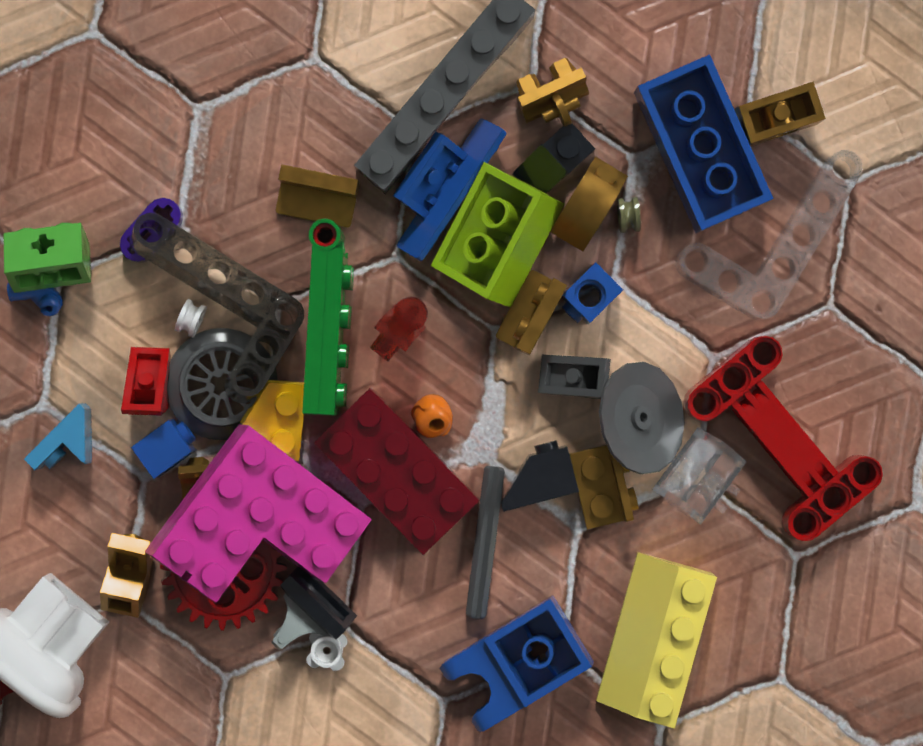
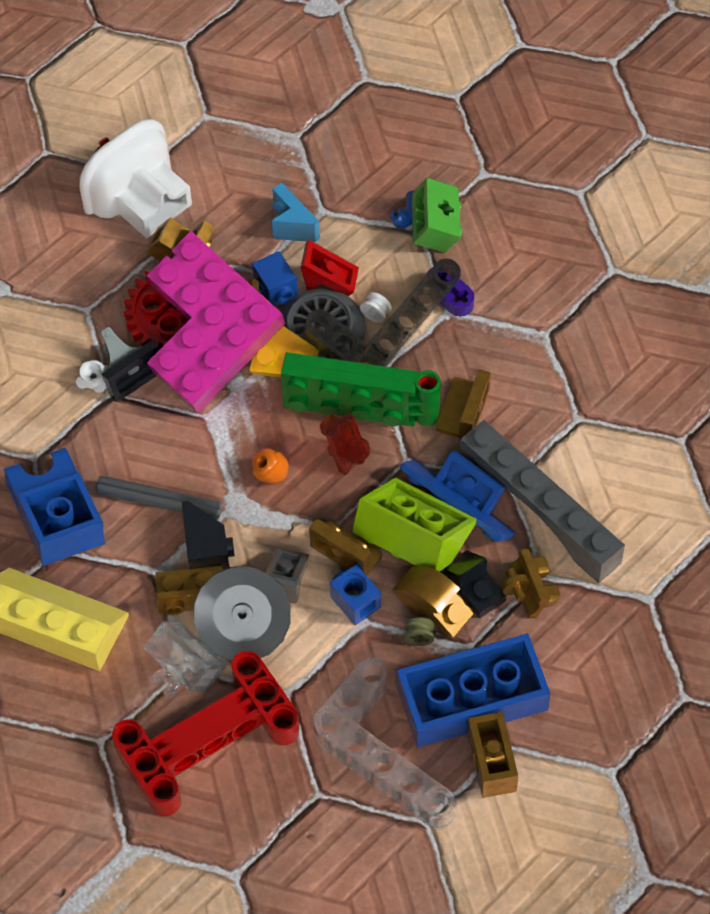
camera: 100 degrees right, 30 degrees down
(397, 471) = (228, 433): dark red brick -> none

